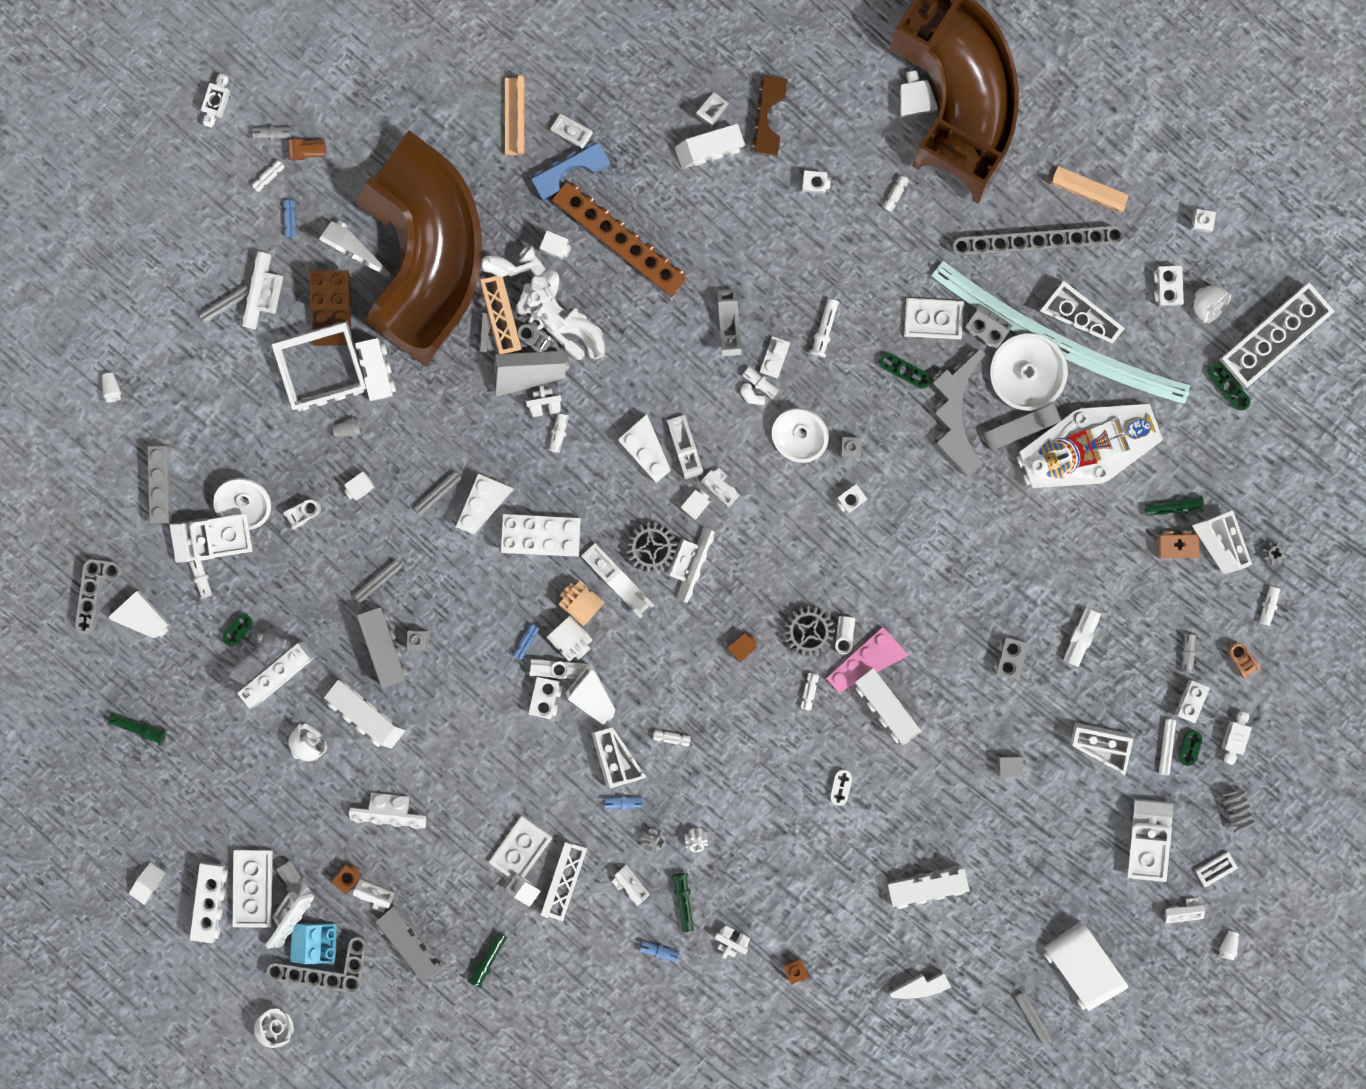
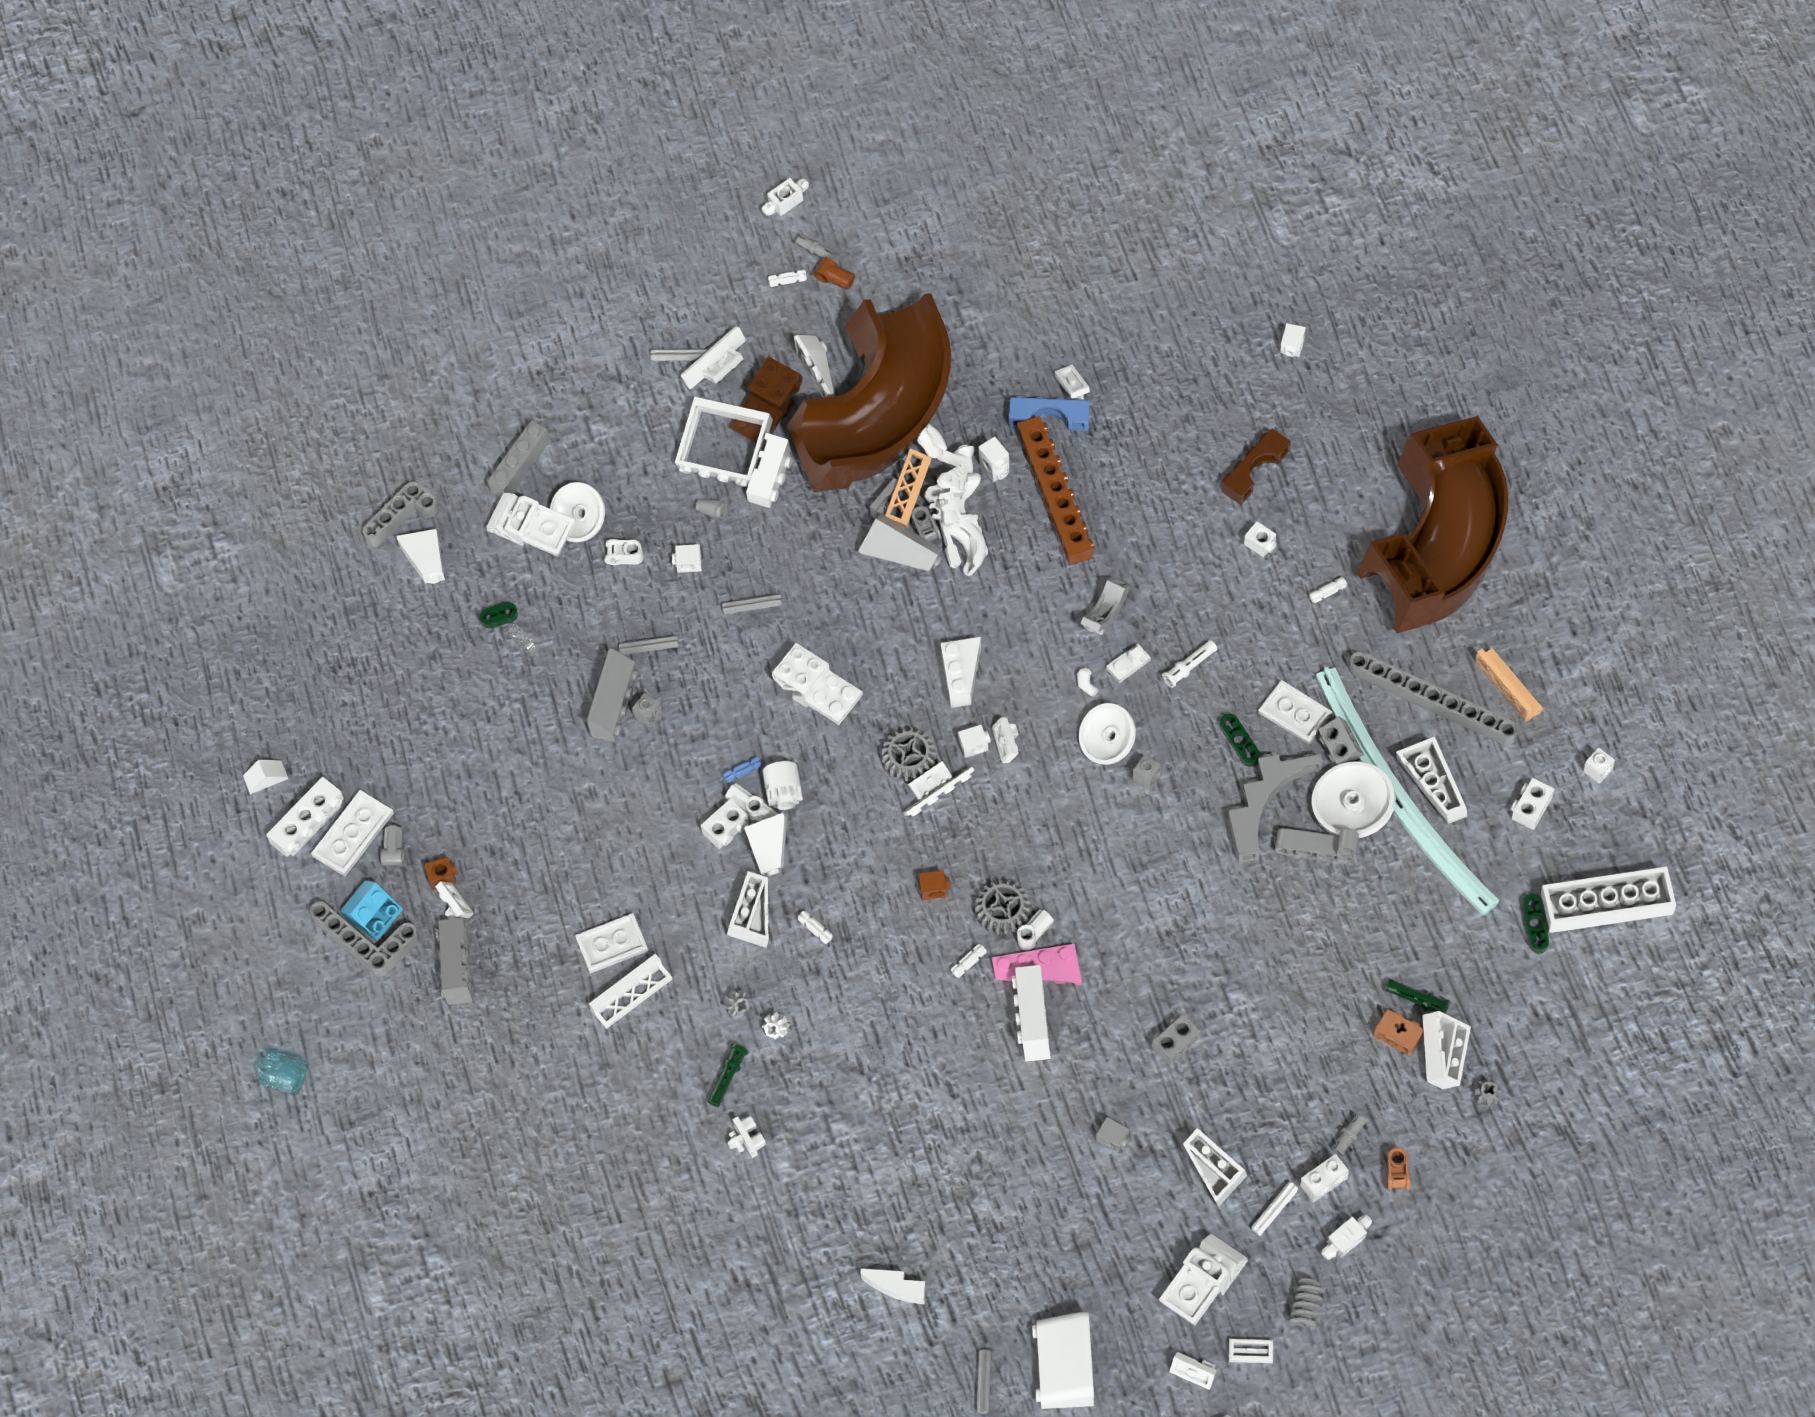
camera: 40 degrees right, 25 degrees down
(111, 390) = (534, 364): white cone -> none
(145, 731) = (358, 649): dark green pin -> none
(201, 579) = (498, 556): white pin -> none
(273, 1028) = (282, 957): white cylinder -> none
(277, 674) = (505, 671): white window -> none
(287, 916) = (364, 870): white bracket -> none
(289, 218) = (781, 320): medium blue axle -> none
(306, 744) = (488, 737): white cylinder -> none
(363, 715) = (556, 745): white wedge -> none
(388, 810) = (518, 839): white bracket -> none
(482, 502) = (783, 631): white wedge -> none
(483, 968) = (504, 1023): dark green pin -> none
(515, 116) = (1031, 346): light nougat fence -> none
(523, 890) = (589, 974): white brick -> none
(535, 405) = (897, 579): white hips -> none
(558, 432) = (892, 615): white pin -> none
(580, 602) = (813, 761): light nougat gear -> none
(617, 579) = (859, 762): white piece -> none
(624, 803) = (732, 957): medium blue pin -> none
(626, 879) = (688, 1025): white hinge -> none
(659, 951) = (674, 1106): medium blue pin -> none
(685, 447) = (996, 690): white slope -> none
(710, 146) = (1185, 458): white wedge -> none
(712, 109) = (1206, 433): white slope -> none
(760, 382) = (1101, 675): white pin -> none
(795, 970) = (787, 1197): dark orange brick -> none
(845, 789) = (944, 1065): white beam -> none
(860, 498) = (1121, 809): white brick -> none
(916, 97) = (1396, 519): white torso -> none
(928, 886) = (963, 1196): white wedge -> none
(1081, 637) = (1255, 1060): white piece -> none
(1089, 446) = (1369, 898): white container -> none
(1194, 749) = (1299, 1226): dark green beam -> none
(1210, 301) = (1563, 838): white cylinder -> none
(1269, 606) = (1454, 1138): white pin -> none

